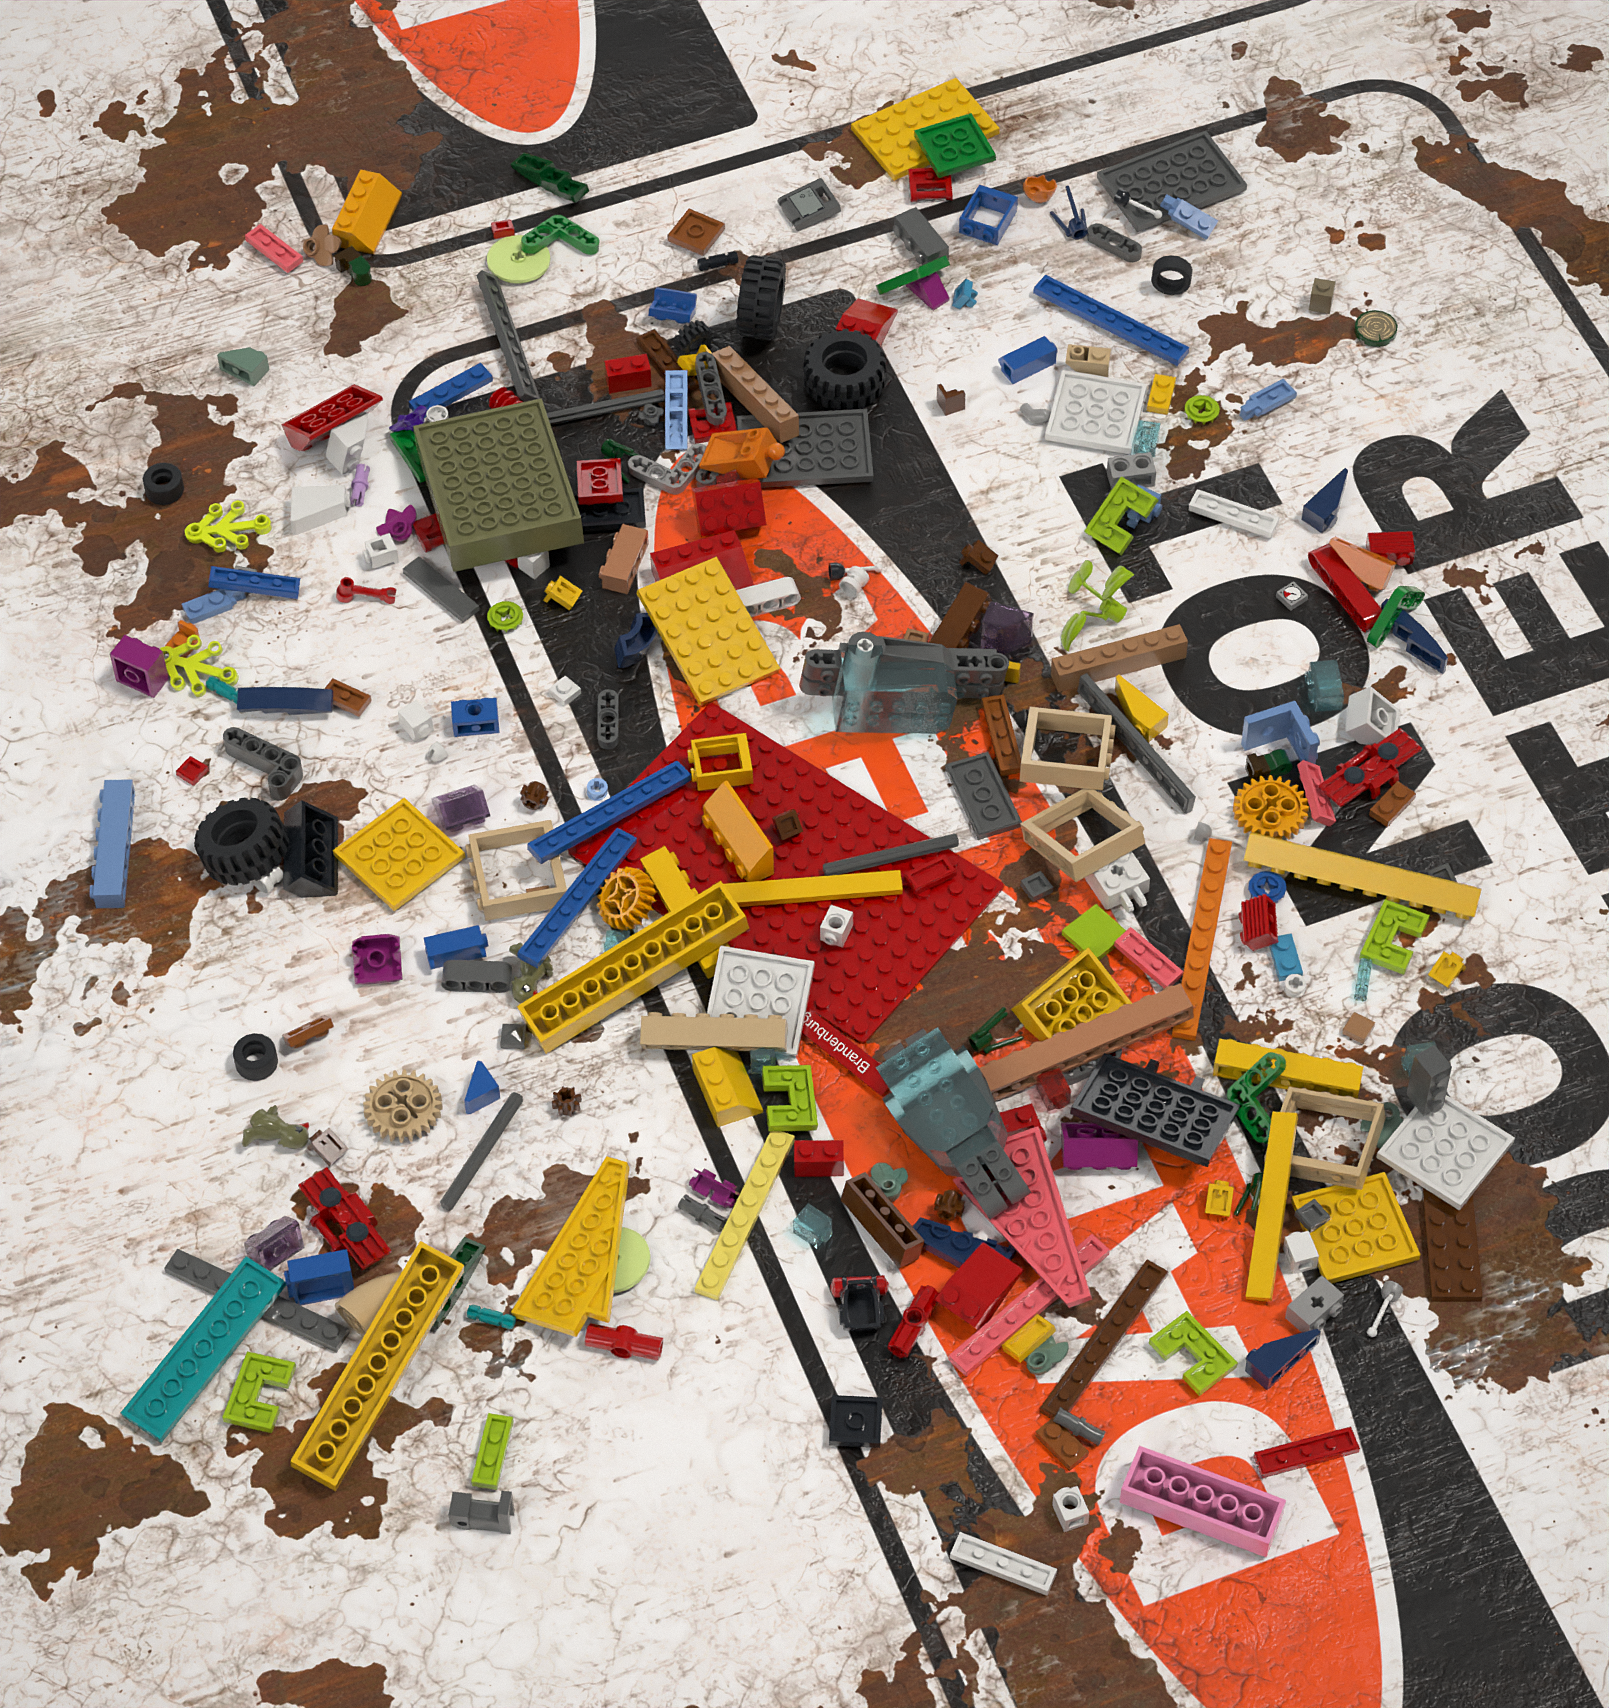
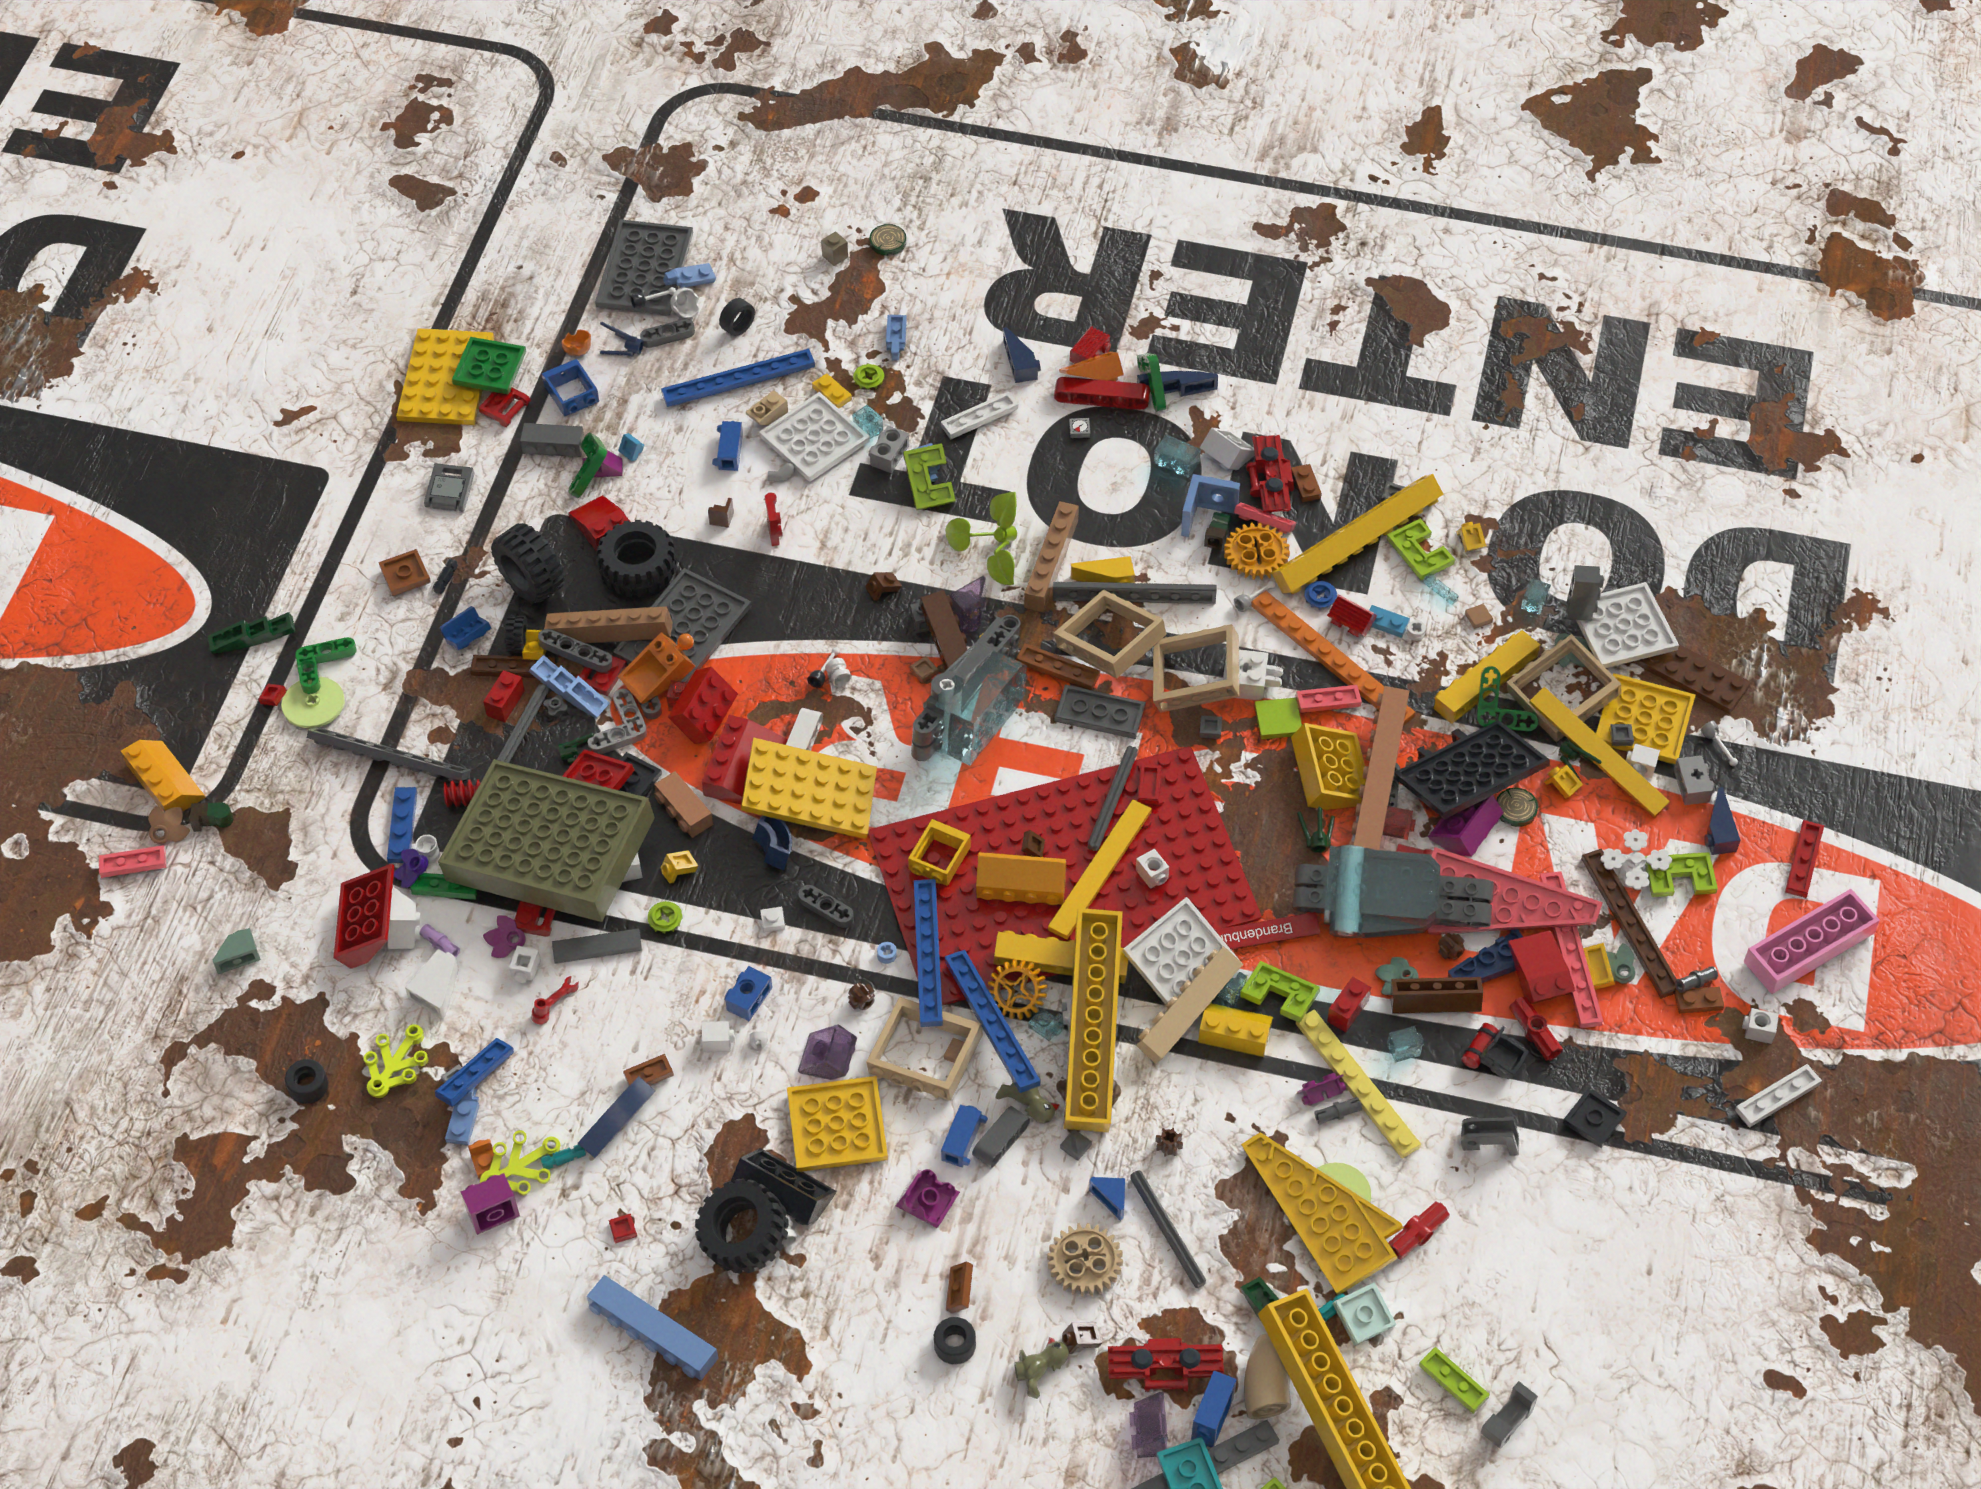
camera: 55 degrees left, 0 degrees up
(282, 766) = (661, 1170): dark grey beam -> none
(506, 1345) = (1364, 1314): none -> light aqua tile
(772, 1348) = (1490, 1132): none -> dark grey piece
(964, 435) = (773, 519): none -> red plate
(1154, 231) = (685, 303): none -> white hair
(1158, 1177) = (1518, 806): none -> tile
(1173, 1304) = (1636, 860): none -> white plant

